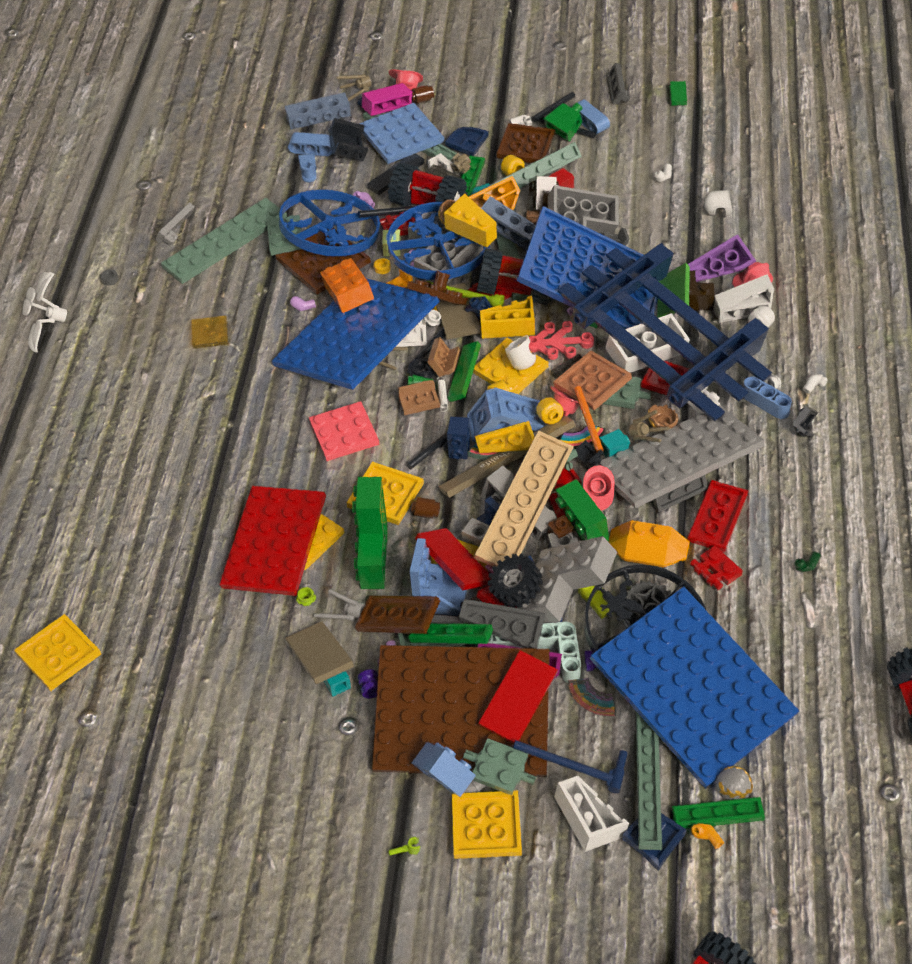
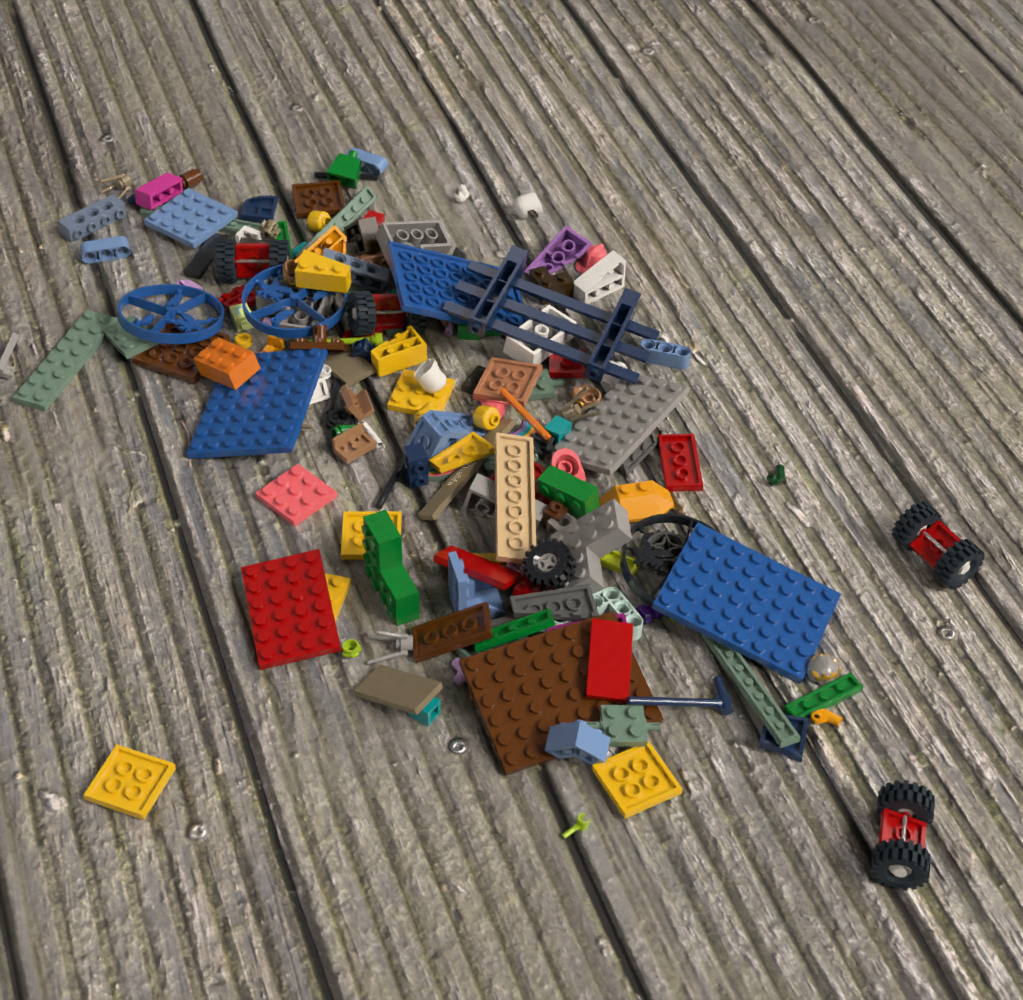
camera: 30 degrees left, 5 degrees down
(209, 332) = (103, 446): clear yellow tile -> none
(302, 305) = (184, 396): lavender arm -> none
(308, 167) = (113, 271): medium blue piece -> none
(347, 140) = (139, 236): black panel -> none
(369, 681) = (457, 699): dark purple wheel -> none
(380, 212) = (221, 290): black bar -> none
(408, 78) = (170, 166): coral piece -> none
(425, 507) = (418, 535): reddish brown brick -> none
(464, 371) = (382, 409): green tile -> none
(474, 532) = (481, 541): light grey brick -> none
(491, 509) = (484, 521): dark blue bracket -> none
(522, 120) = (308, 178): white arm -> none
(538, 342) = (477, 352): coral plant -> none
(552, 107) = (324, 162): black bar -> none
(587, 815) = (719, 737): white wedge -> none
(591, 698) = (662, 645): clear smoke tile -> none
(617, 84) = (373, 128): dark grey hinge -> none
(678, 93) = (433, 123): green tile -> none
(678, 283) = (538, 275): bright green tile -> none
(720, 564) = (704, 504): red plate -> none
(763, 314) = (618, 288): white head -> none
(803, 420) = (707, 361): black bracket -> none
(814, 380) = (694, 331): white arm -> none

